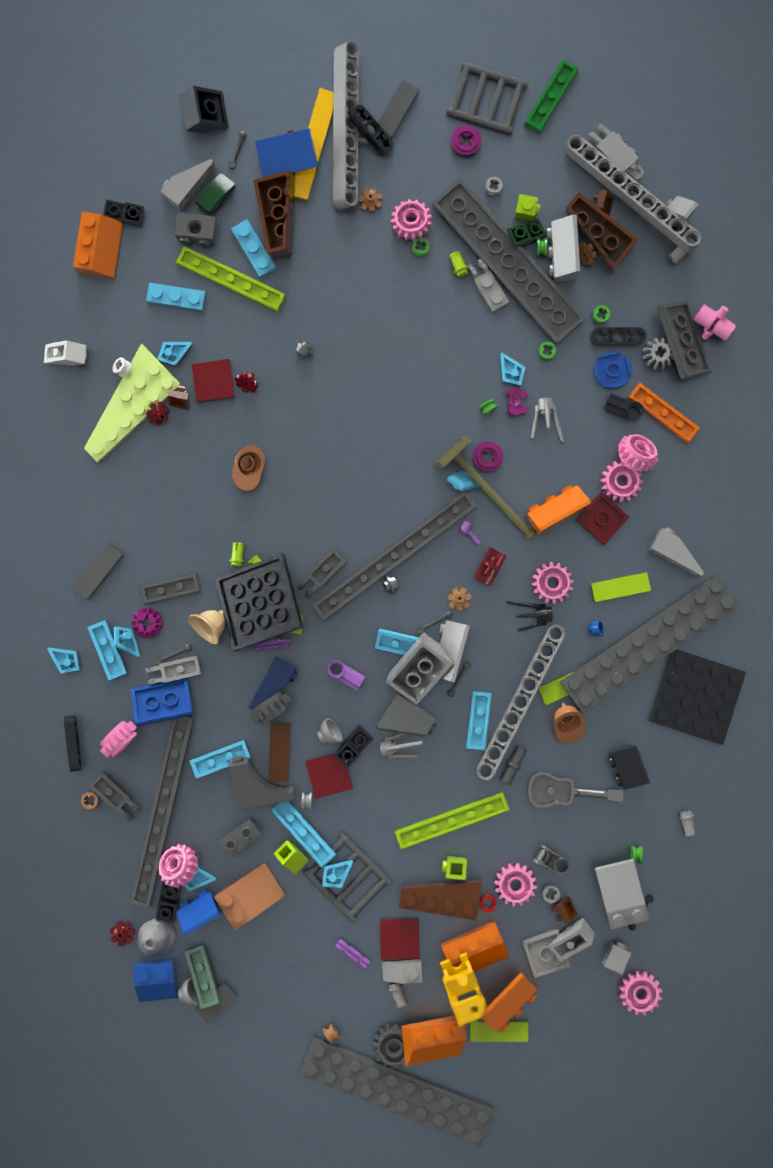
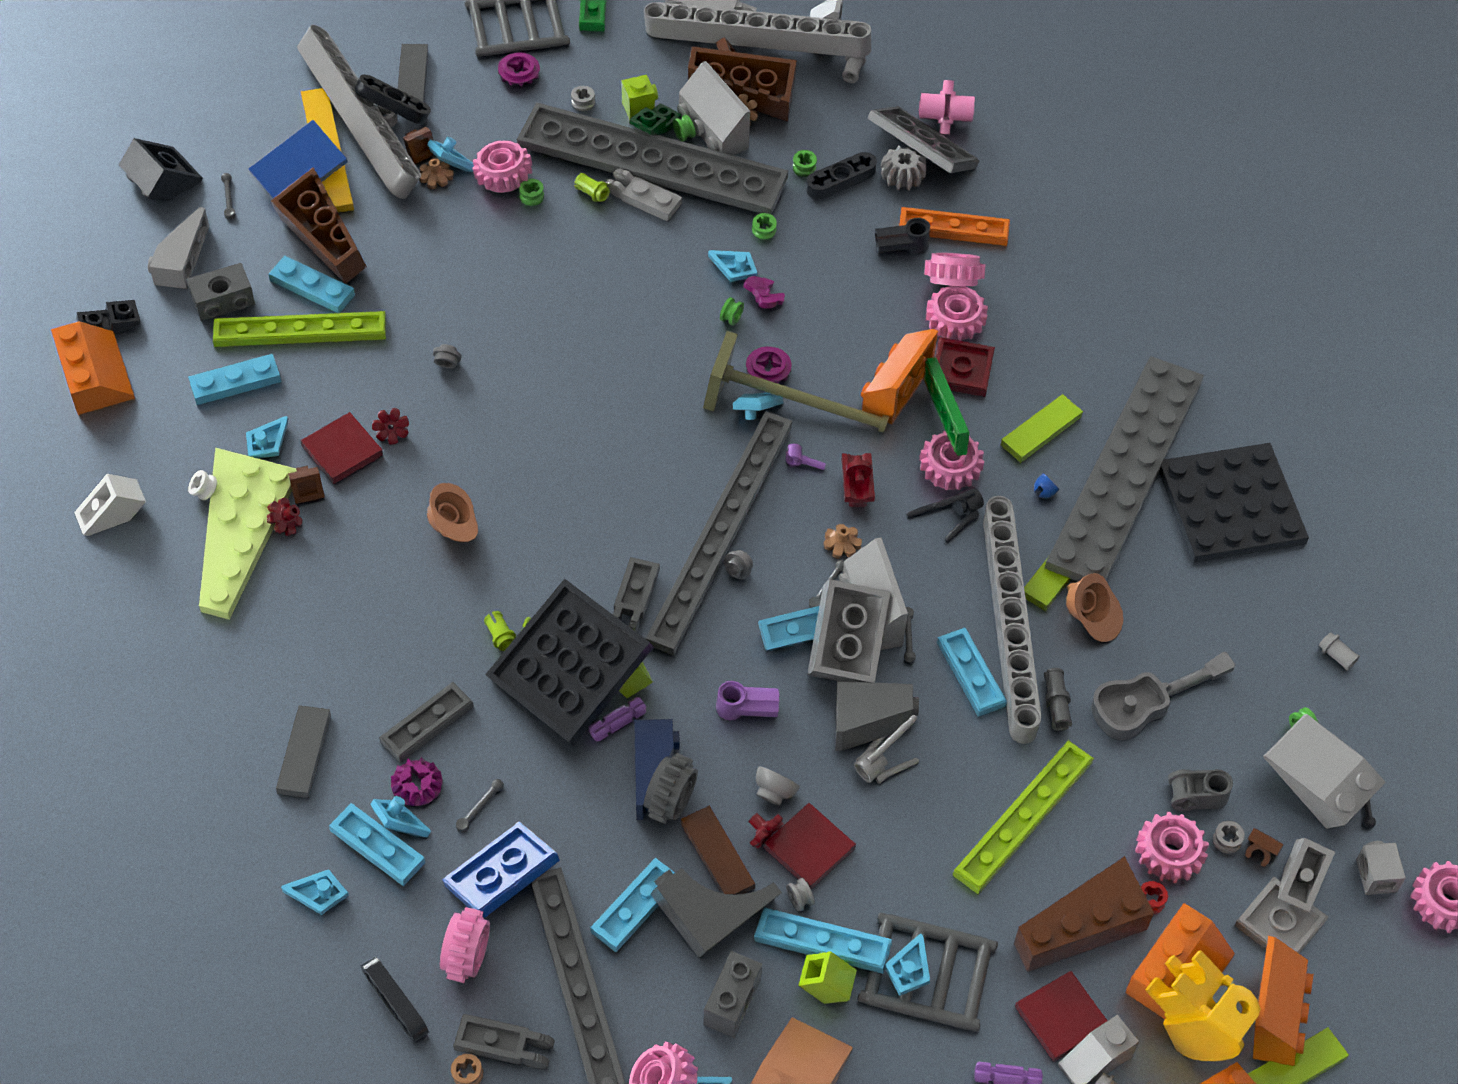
camera: 30 degrees left, 30 degrees down
(176, 670) = (495, 819): light grey hinge -> none
(208, 625) = (510, 735): tan hat -> none
(213, 194) = (224, 246): dark green slope -> none
(308, 756) = (764, 828): none -> dark red plant
(353, 746) = (820, 786): black slope -> none
(370, 174) = (416, 144): none -> reddish brown tile
(385, 191) = (447, 154): none -> medium azure piece
(455, 867) = (1073, 864): lime brick -> none
(546, 408) = (806, 282): light grey plant -> none
(567, 552) = (946, 406): none -> green tile
(612, 370) = (859, 211): blue tile -> none
(628, 767) = (1212, 613): black slope -> none
(672, 548) = (1081, 355): light grey slope -> none

